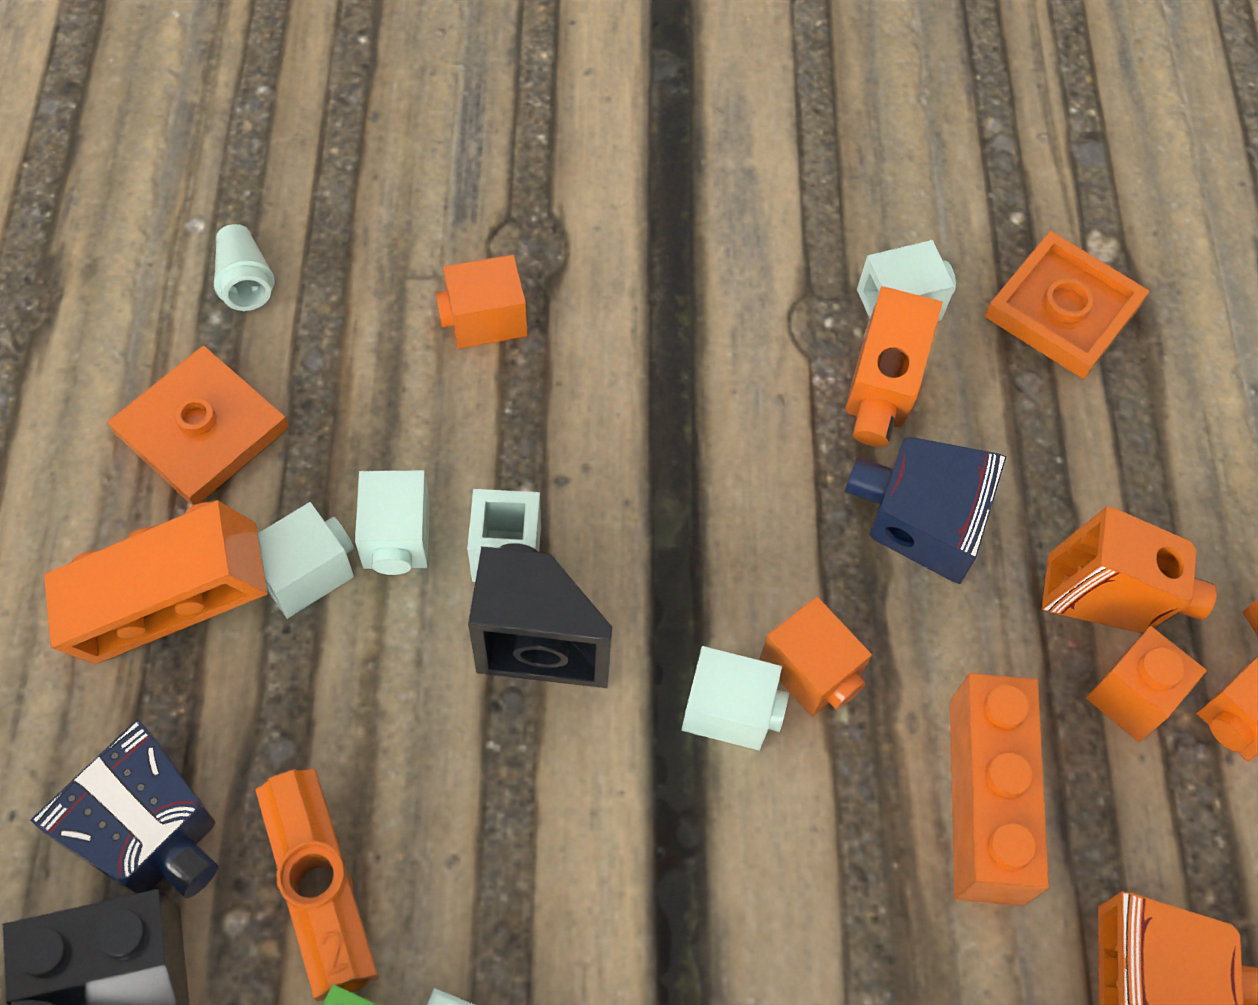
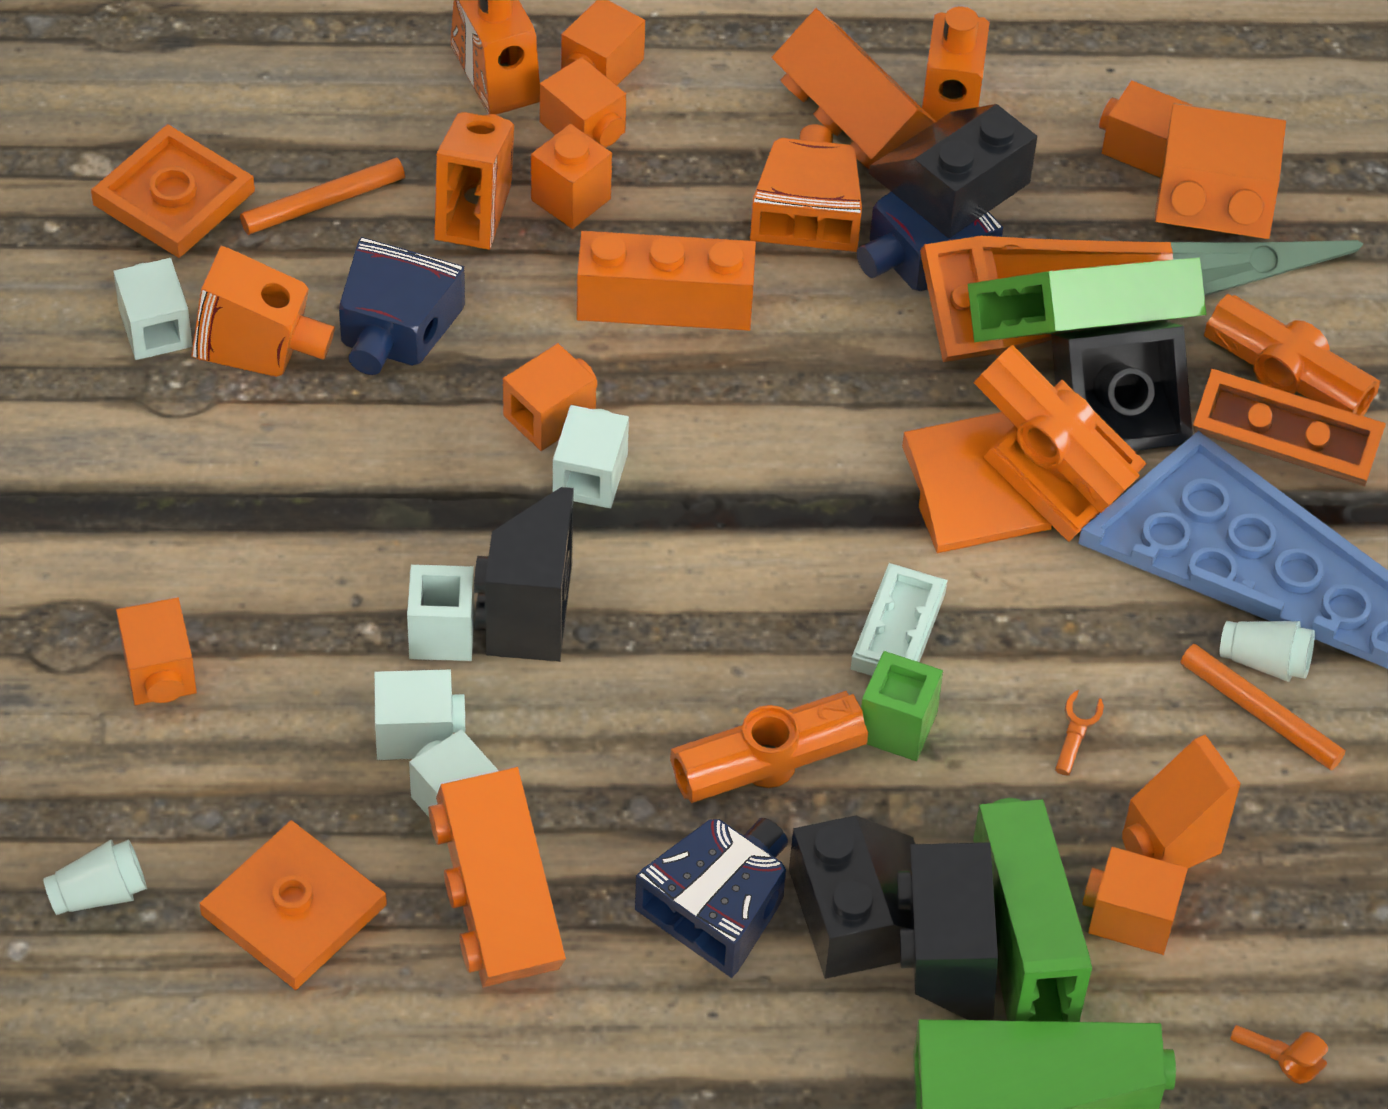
camera: 90 degrees left, 10 degrees down
(1088, 442) = (322, 196): none -> orange bar

